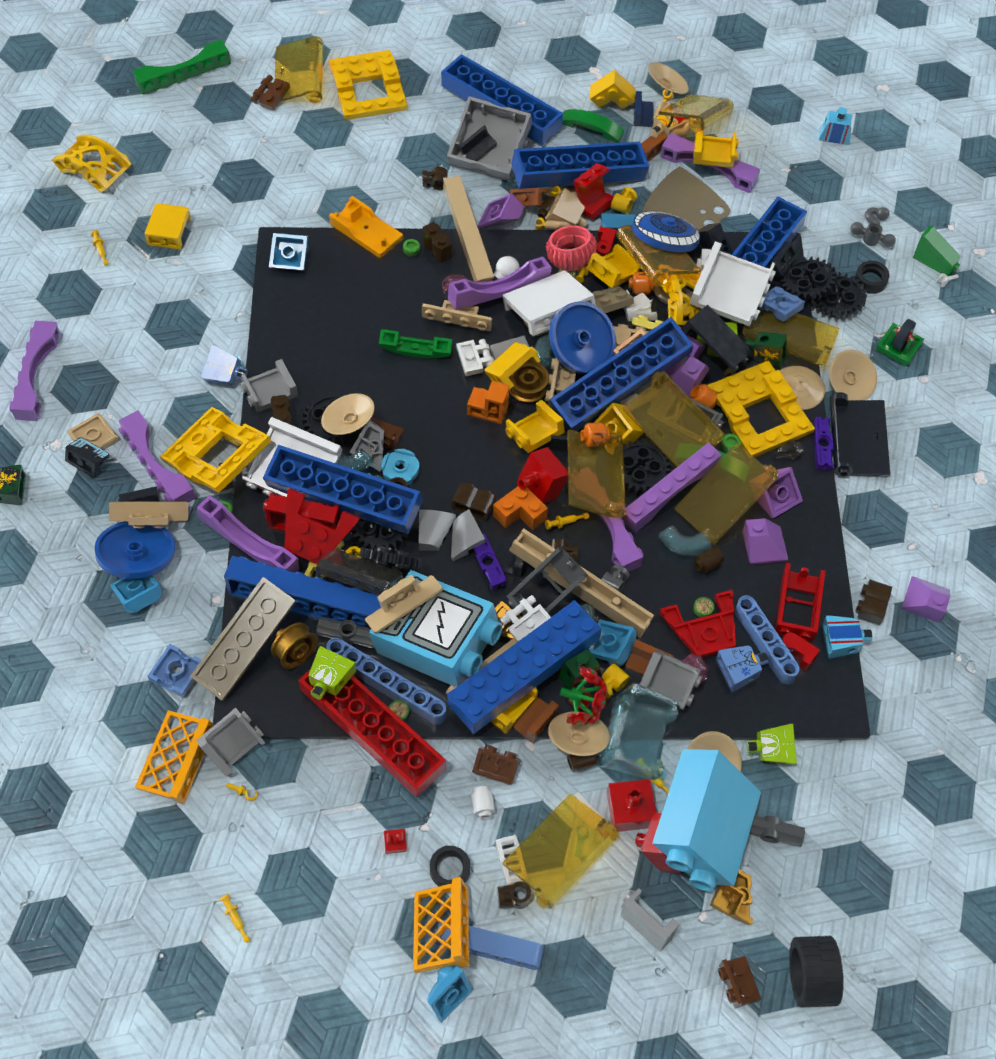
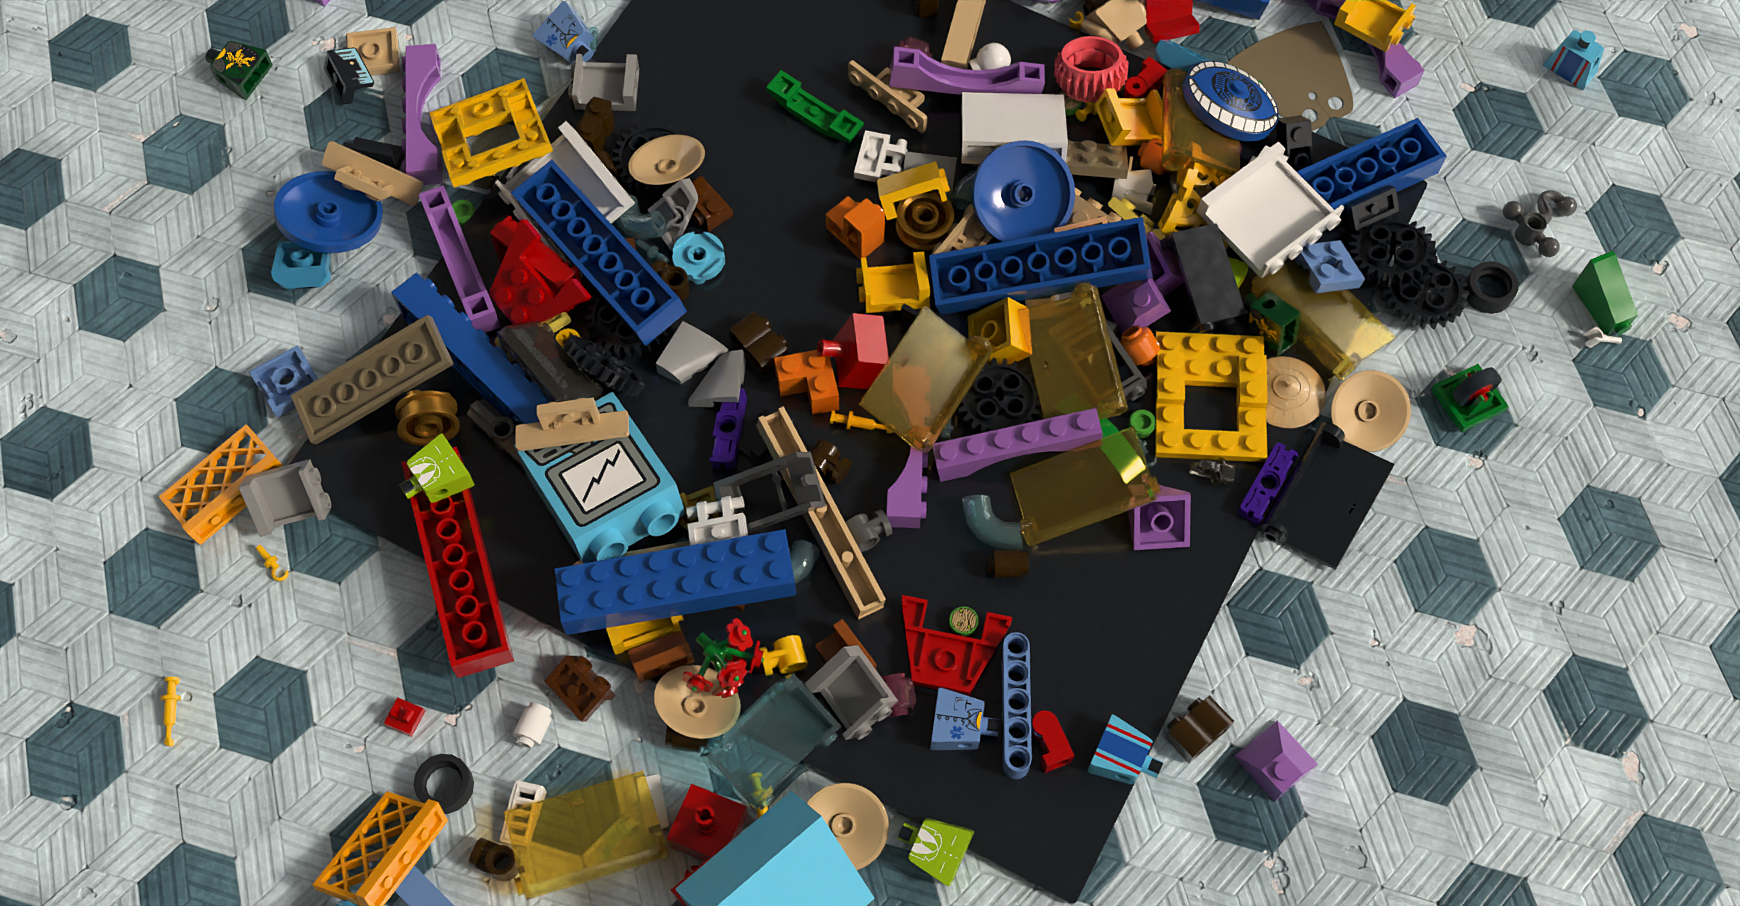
camera: 30 degrees right, 5 degrees up
(391, 688) = (506, 504): medium blue beam -> none
(400, 709) = (504, 560): tile -> none
(572, 668) = (757, 616): dark green torso -> none
(595, 434) = (953, 328): orange head -> none
(614, 642) = (813, 608): dark azure slope -> none
(624, 201) = (1207, 38): yellow piece -> none
(764, 542) = (1100, 576): medium lavender slope -> none
(803, 583) = (1112, 652): red door -> none

